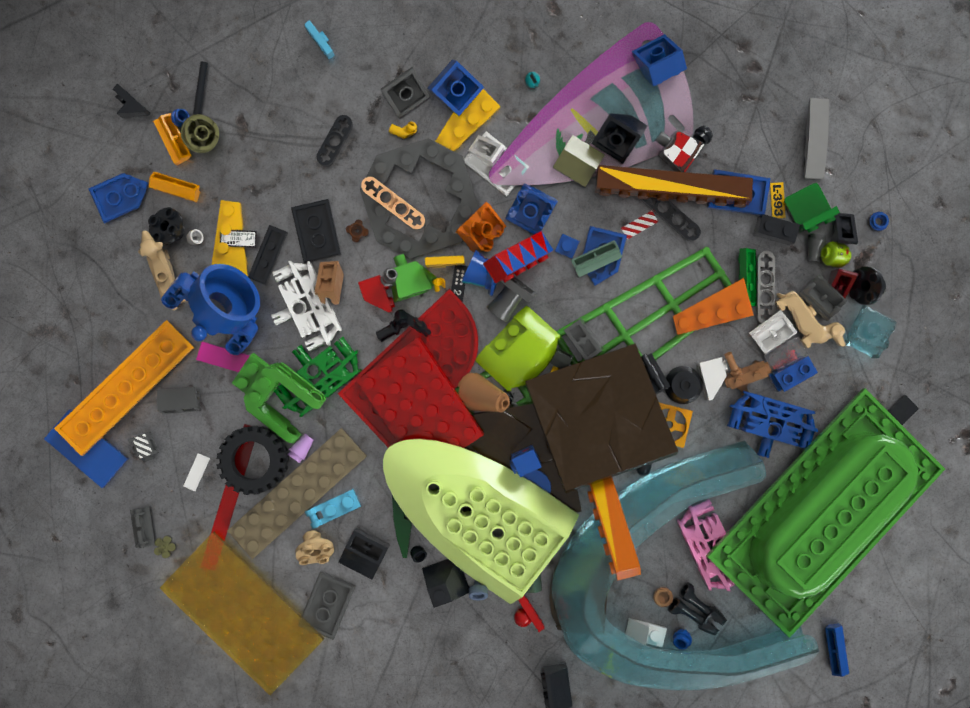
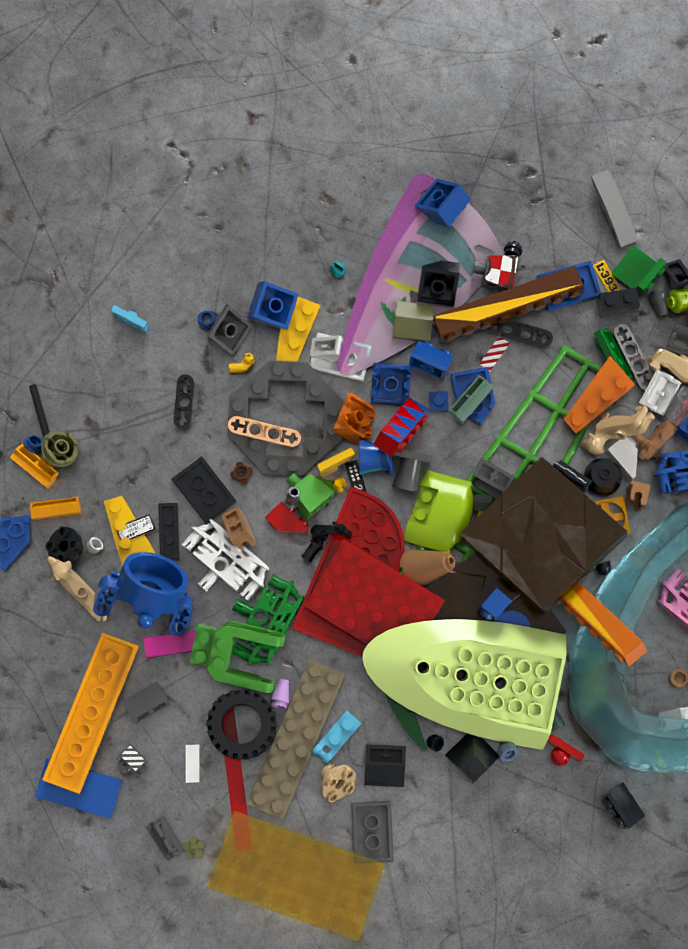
camera: 25 degrees left, 10 degrees down
(387, 67) = (206, 314): none -> blue plate
(577, 204) = (431, 360): none -> blue slope
(707, 417) = (637, 492): none -> medium nougat hinge
(718, 348) = (617, 427): none -> tan animal

